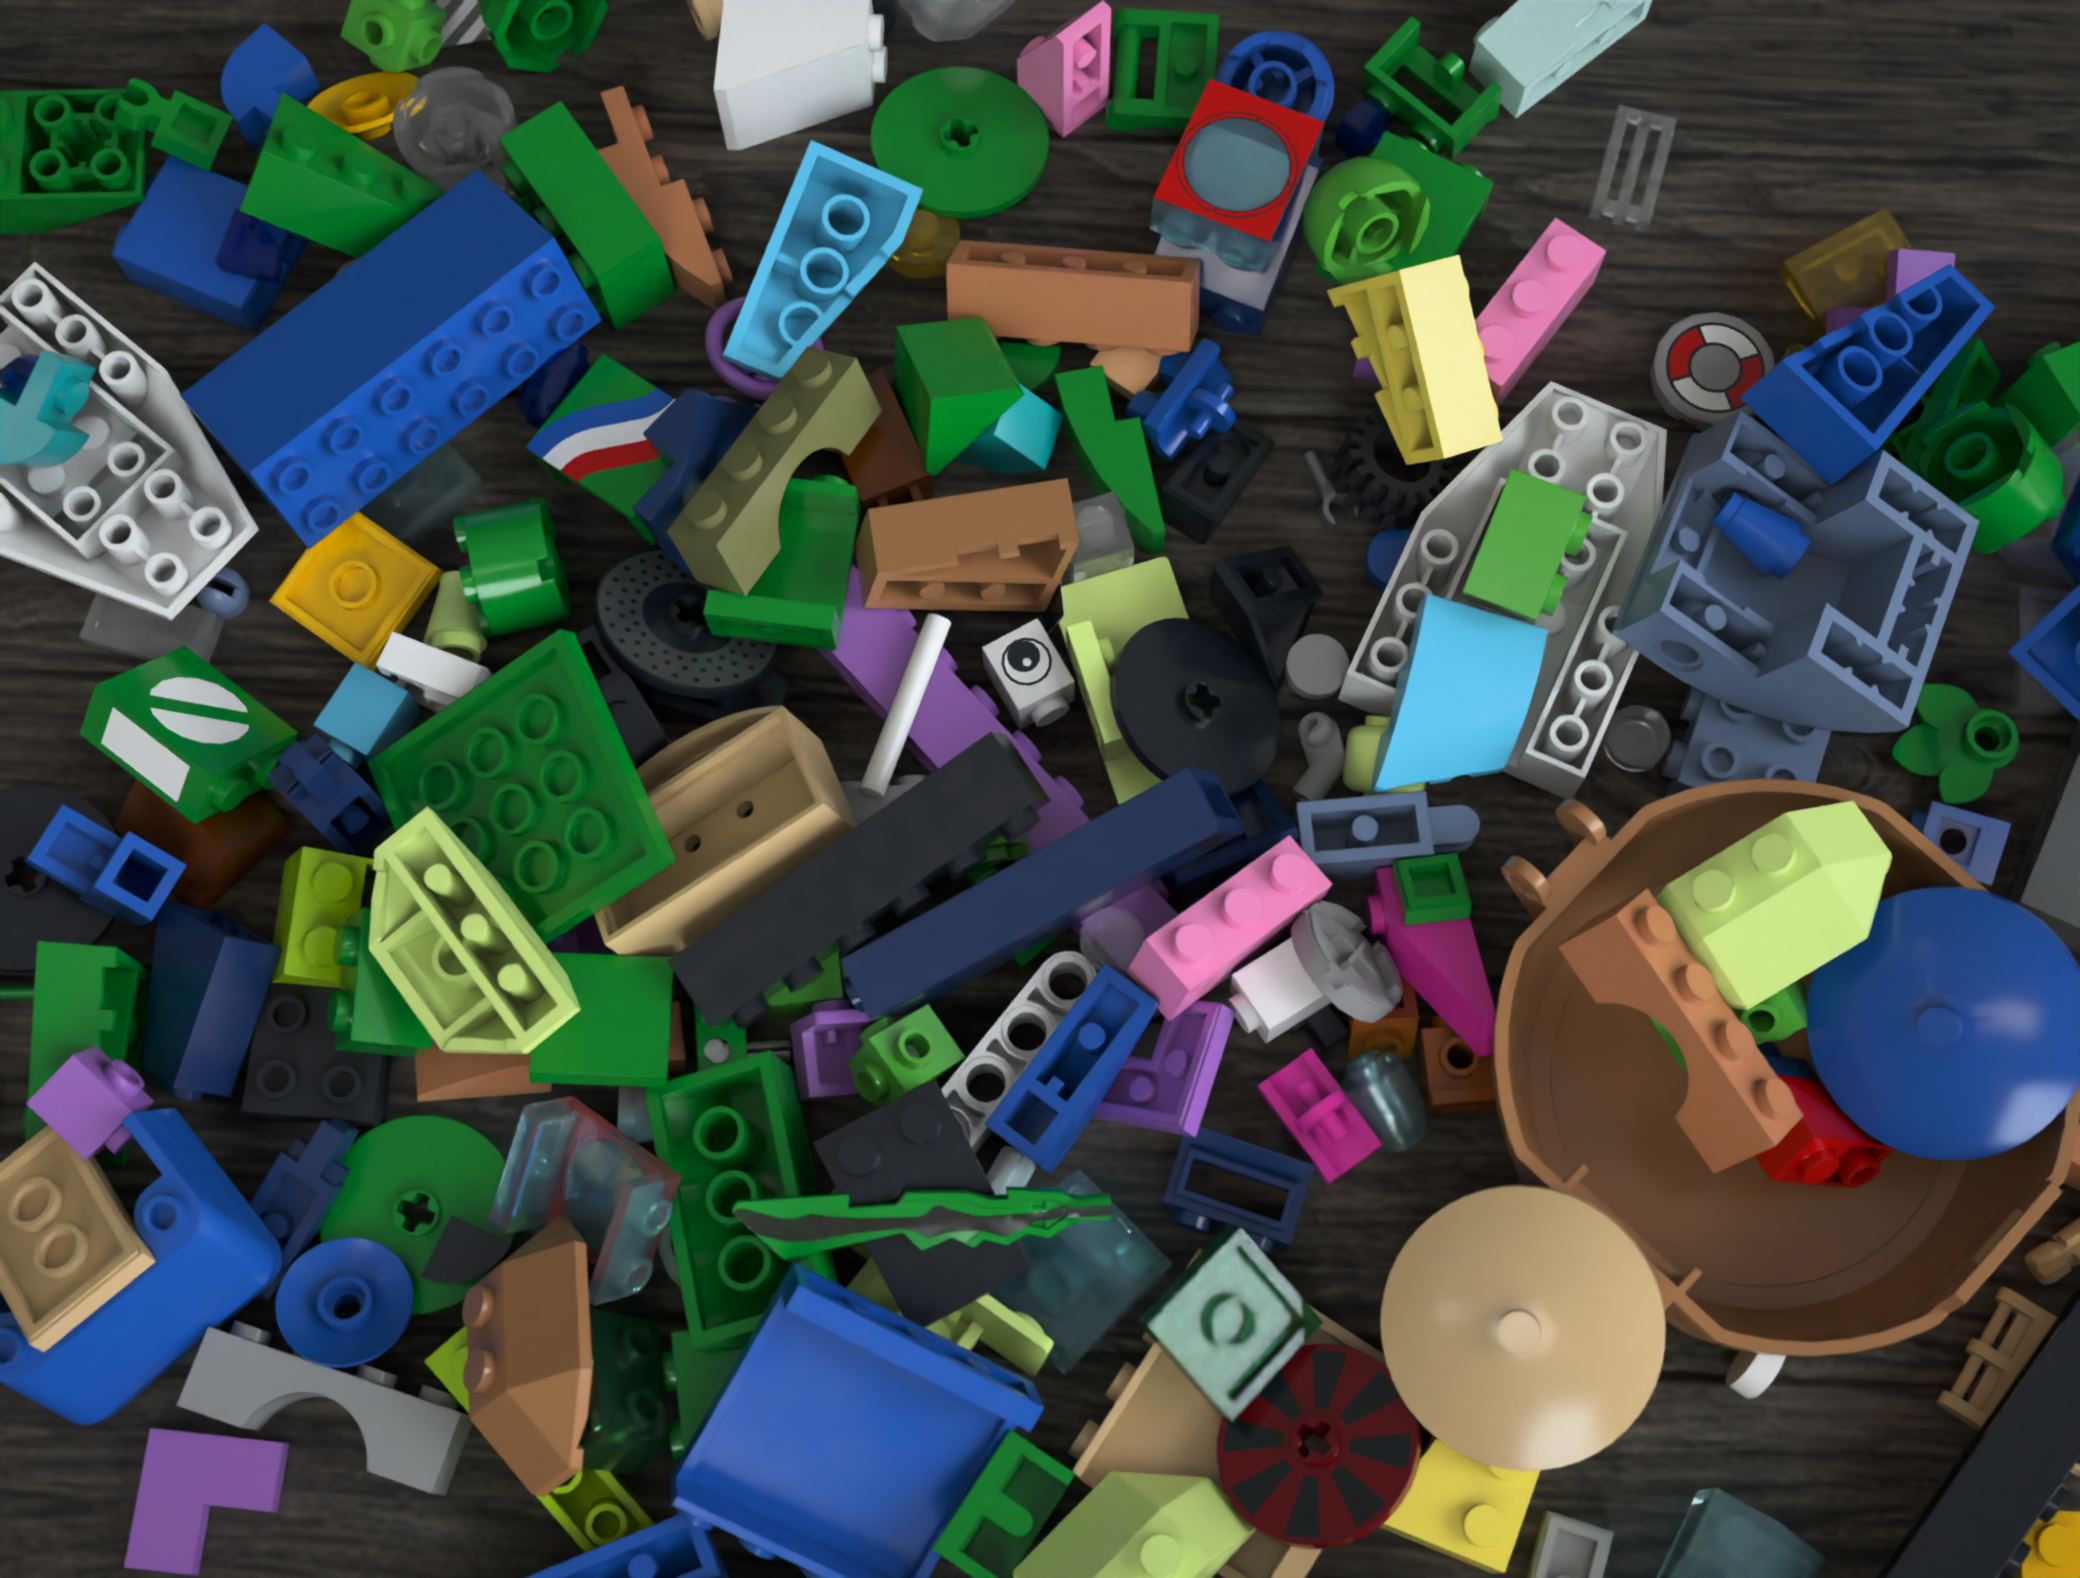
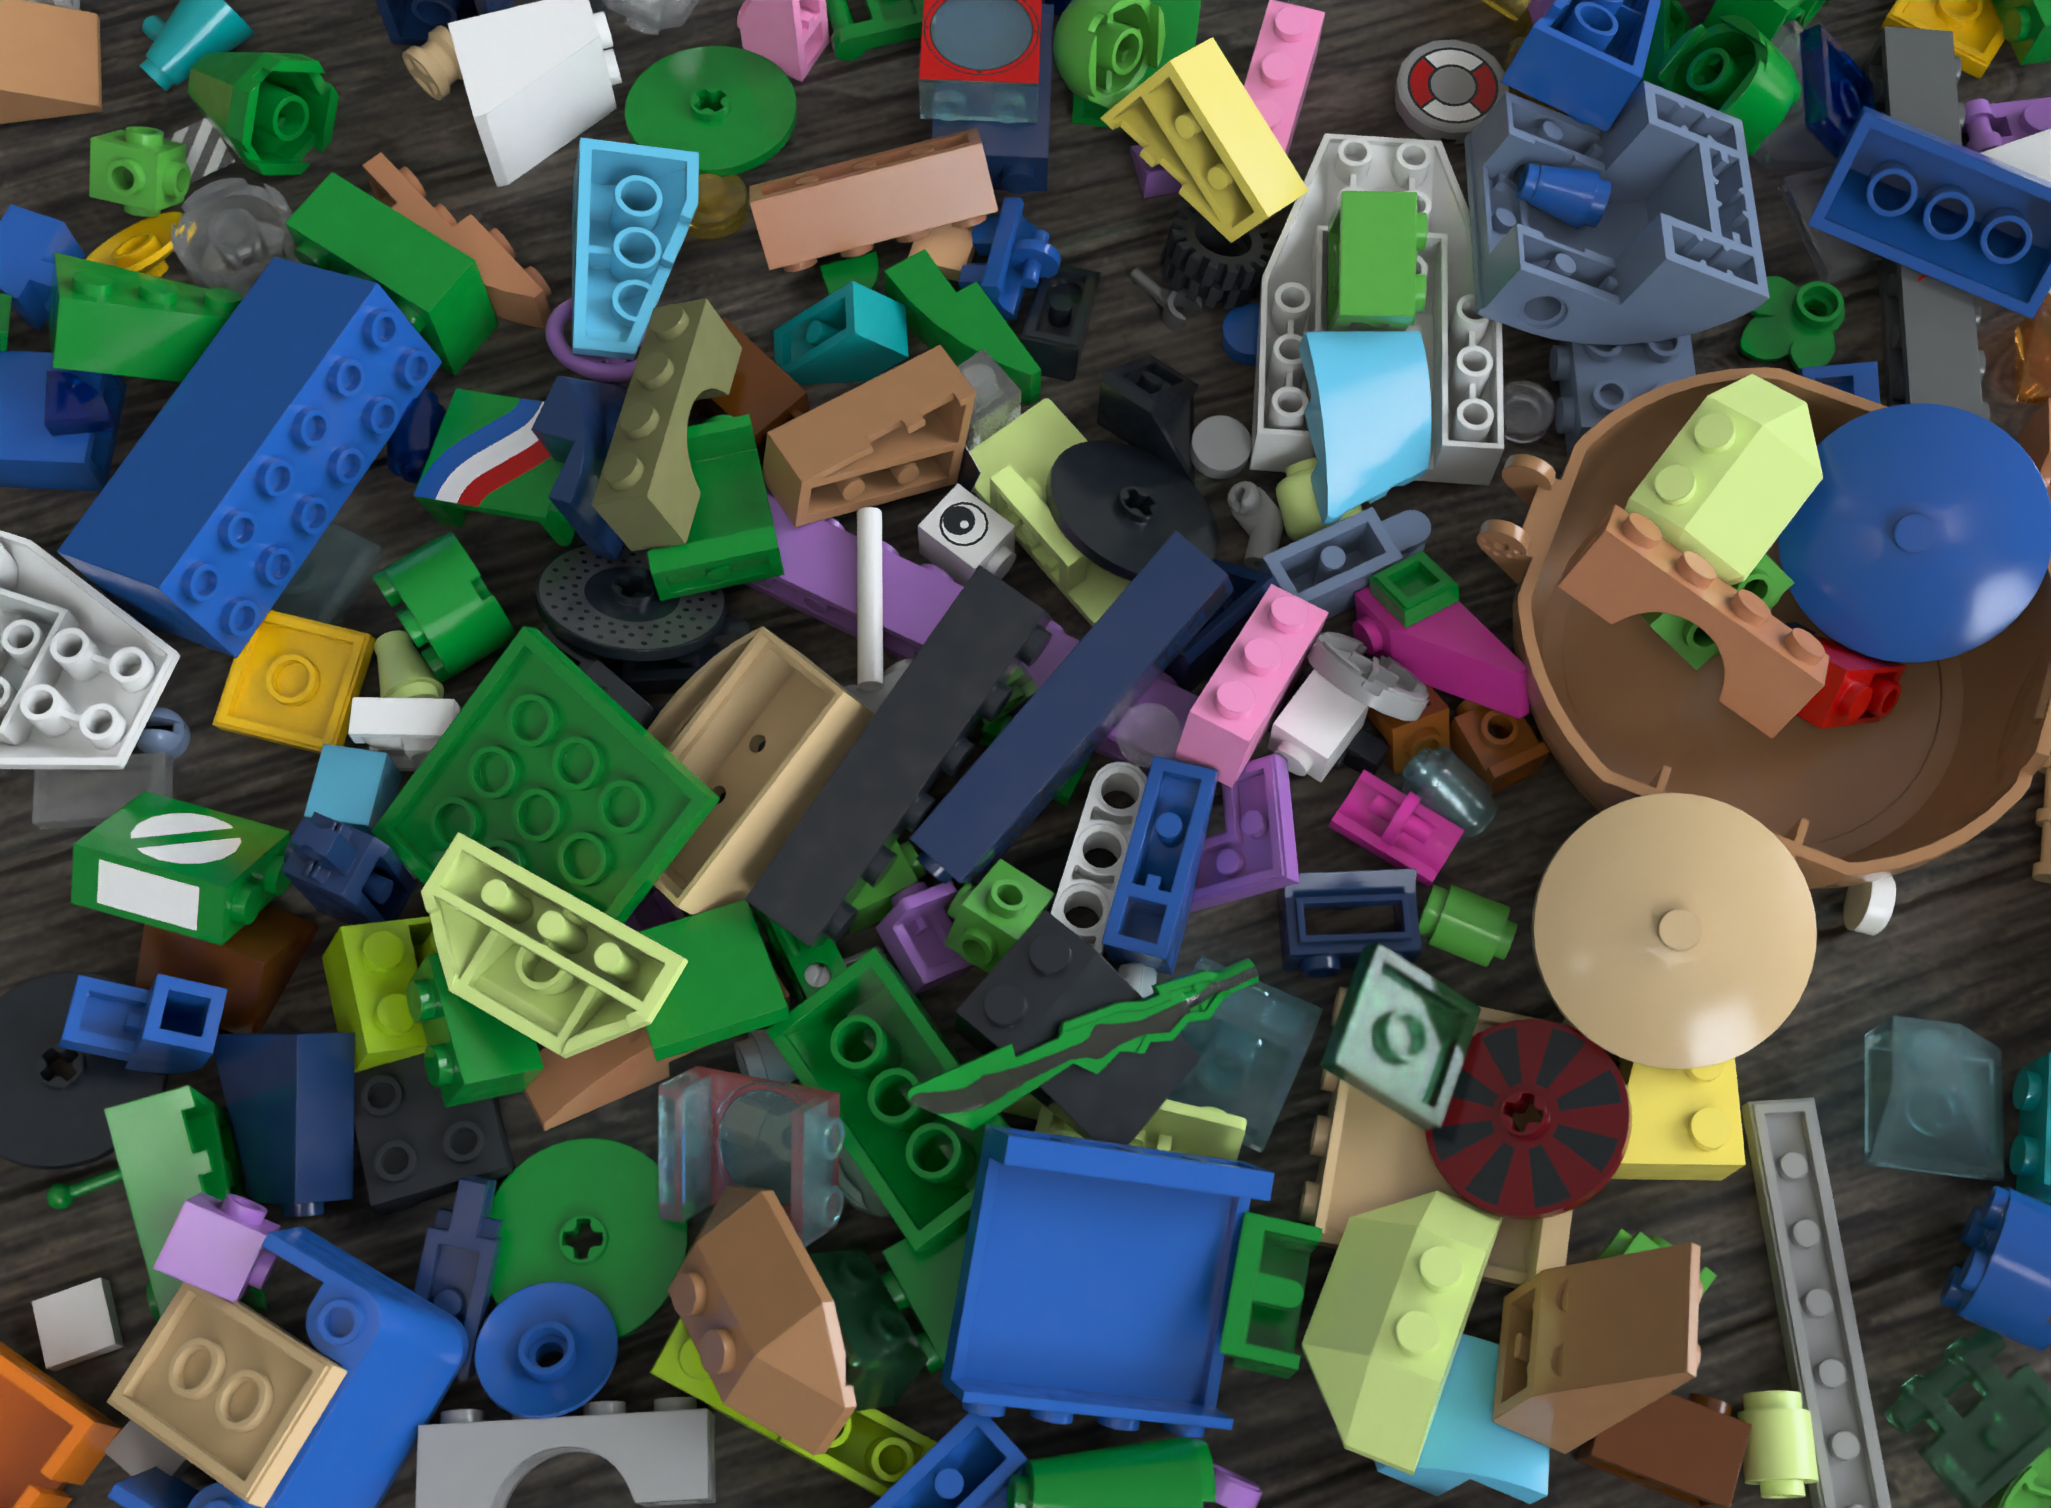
camera: 25 degrees left, 5 degrees down
(465, 1254) = (648, 1258): black tile -> none
(950, 385) = (794, 309): green slope -> none
(1348, 1234) = (1466, 924): none -> bright green brick

